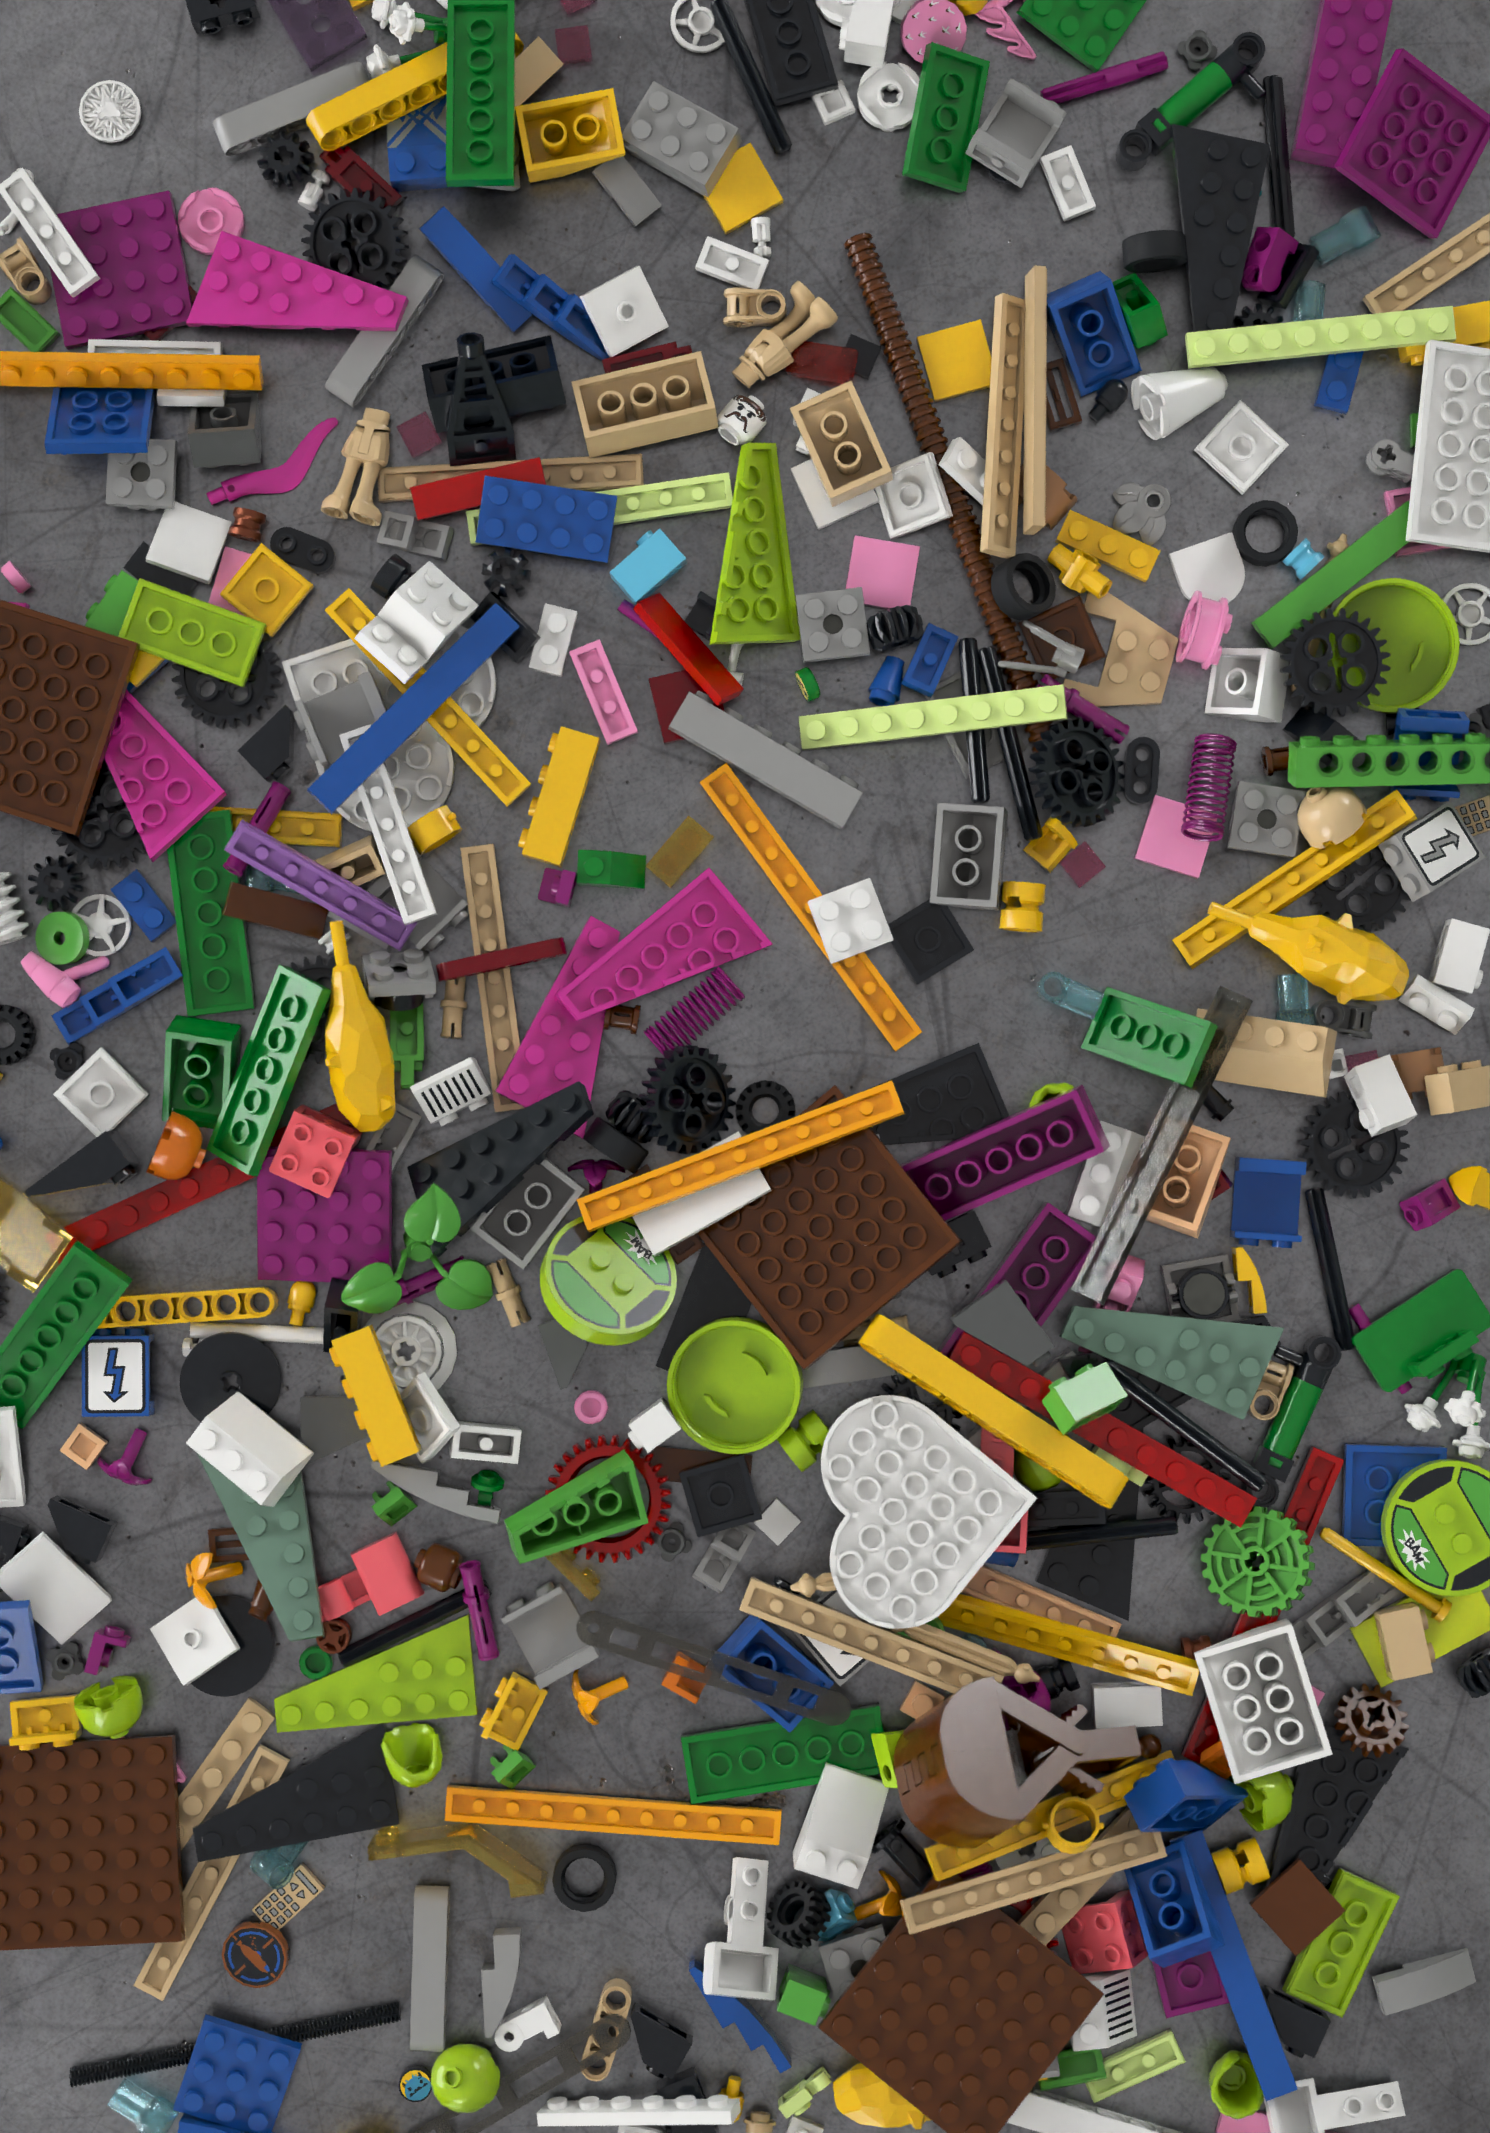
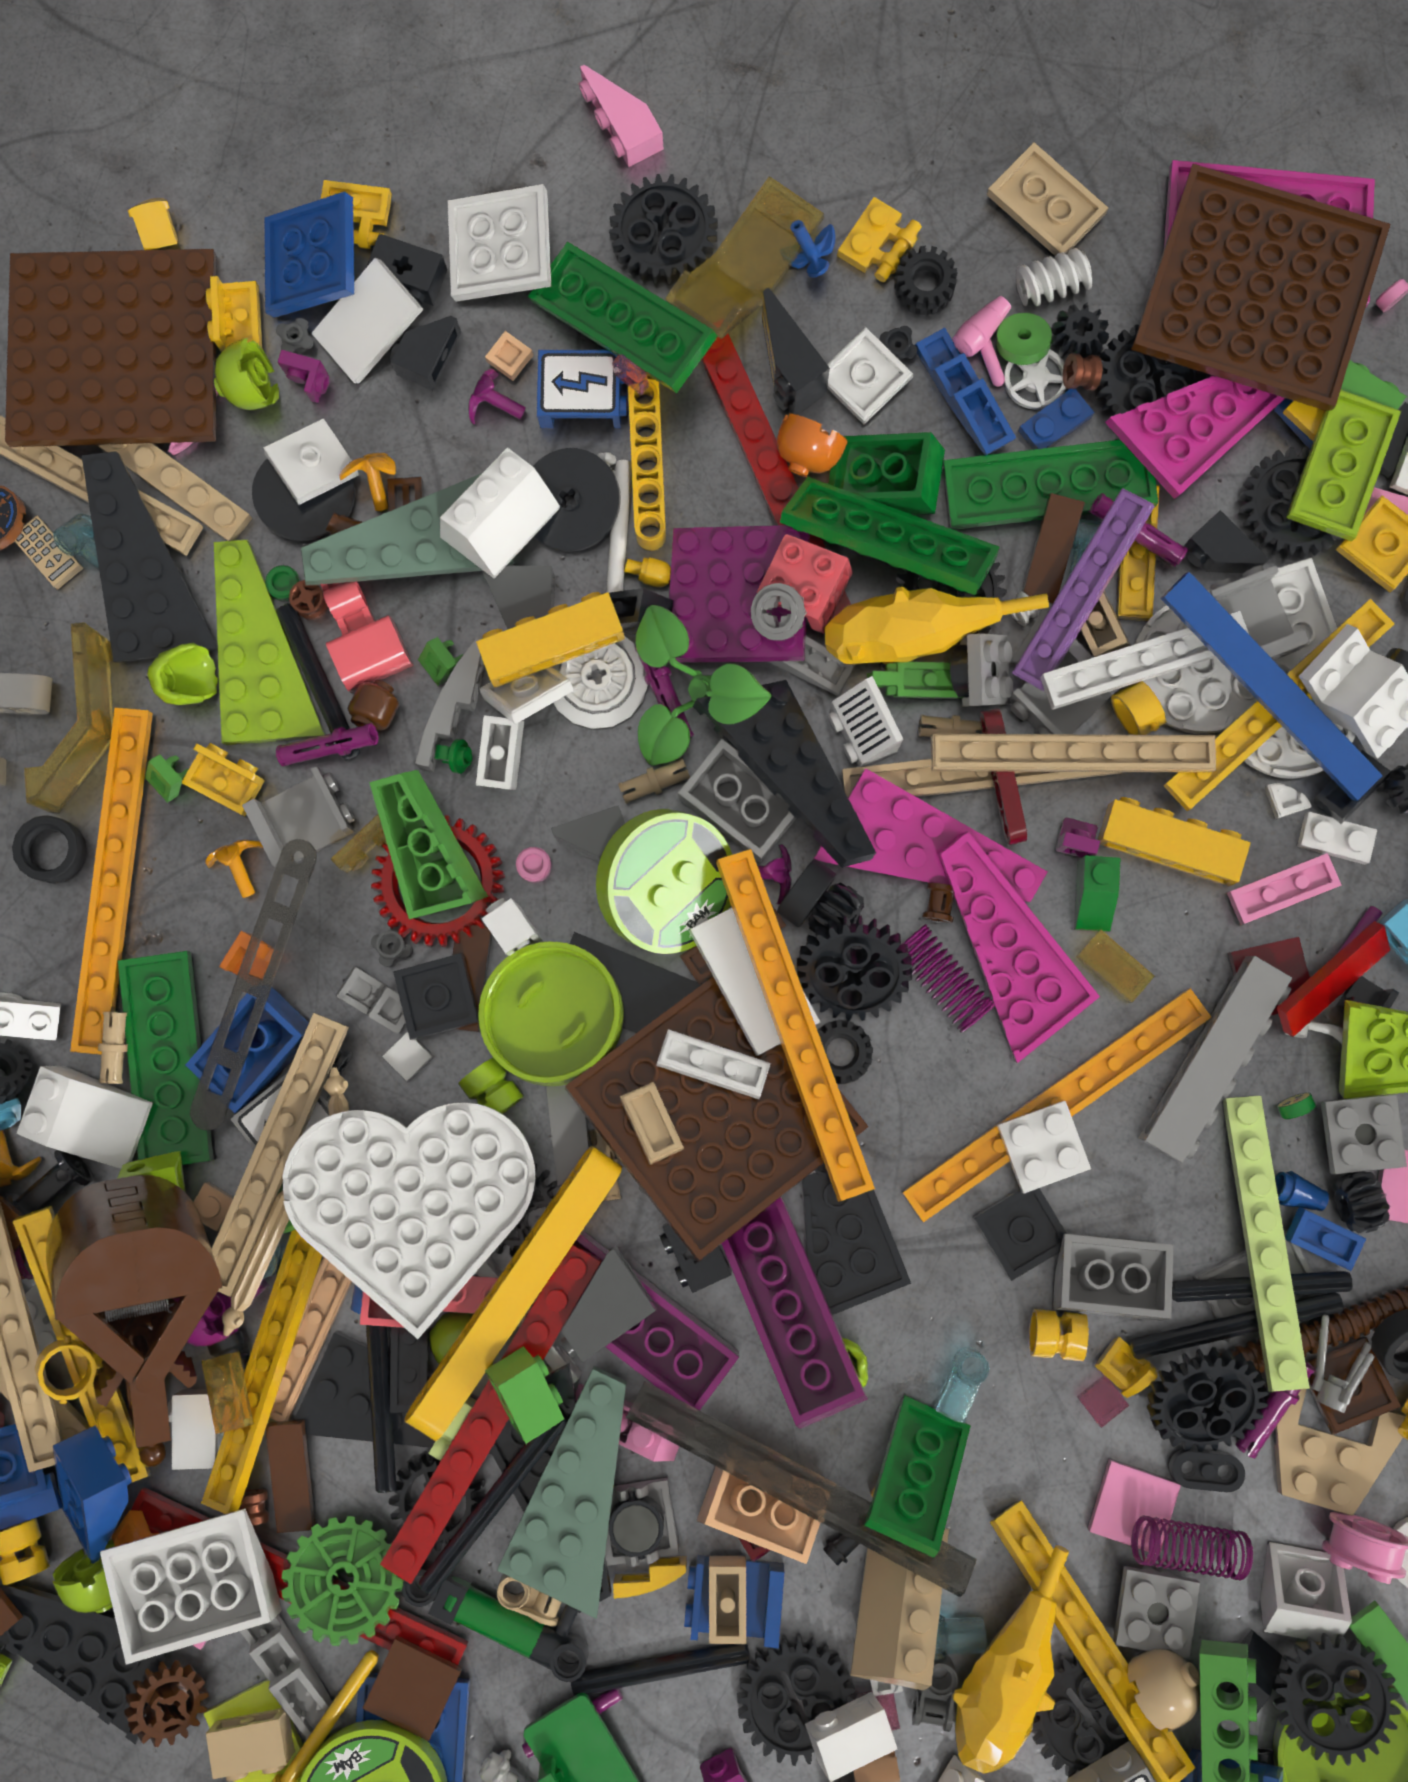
camera: 100 degrees right, 5 degrees down
(98, 882) = (1082, 371): none -> copper wheel
(110, 1324) = (630, 374): none -> clear pink tile
(358, 1187) = (767, 623): none -> light grey gear
(480, 895) = (1073, 753): none -> tan tile
(517, 687) = (1285, 800): none -> white tile
(774, 1802) = (113, 1047): none -> tan pin
(780, 1231) = (713, 1064): none -> white tile
(836, 1287) = (651, 1123): none -> tan tile
(1091, 1676) = (227, 1392): none -> clear yellow plate
(1103, 1176) = (765, 1418): white slope -> none
(1167, 1616) = (290, 1476): none -> reddish brown tile
(1265, 1209) = (727, 1599): none -> tan brick
(1274, 759) = (1221, 1623): reddish brown bush -> none
(1351, 1494) = (412, 1688): none -> reddish brown tile

